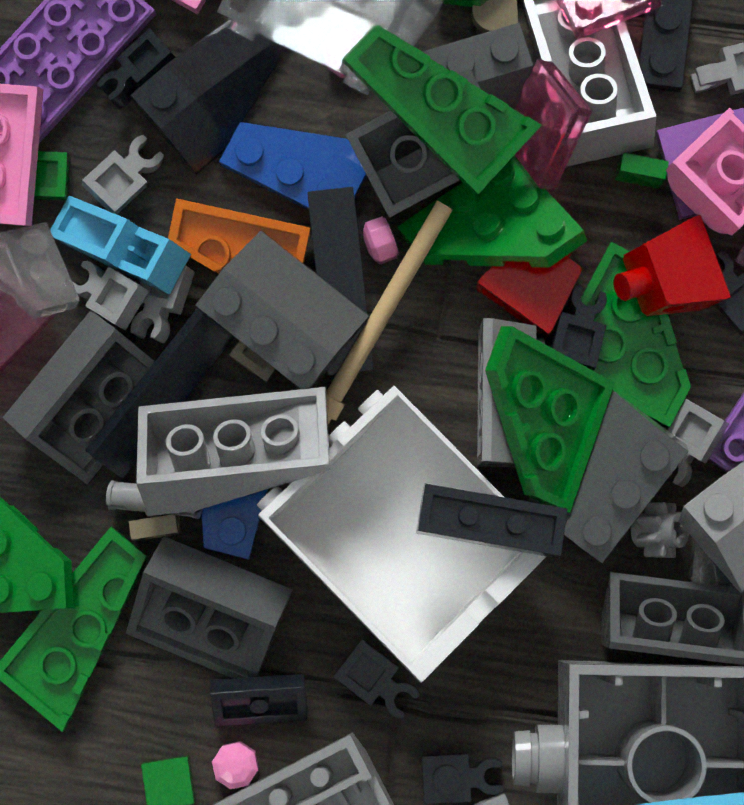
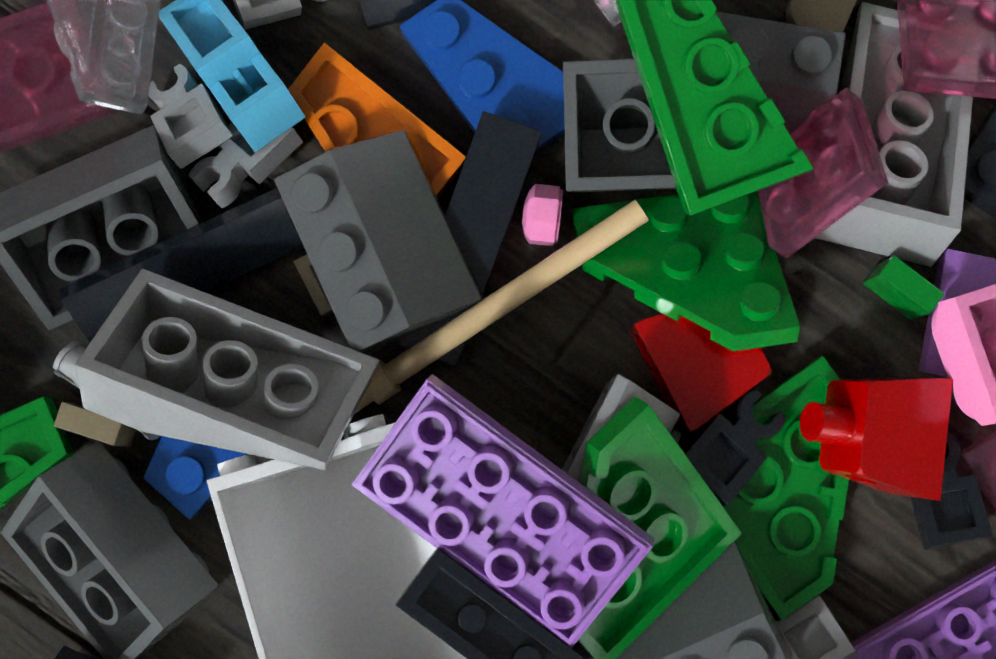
camera: 25 degrees right, 0 degrees up
(454, 439) = (503, 511): none -> medium lavender tile

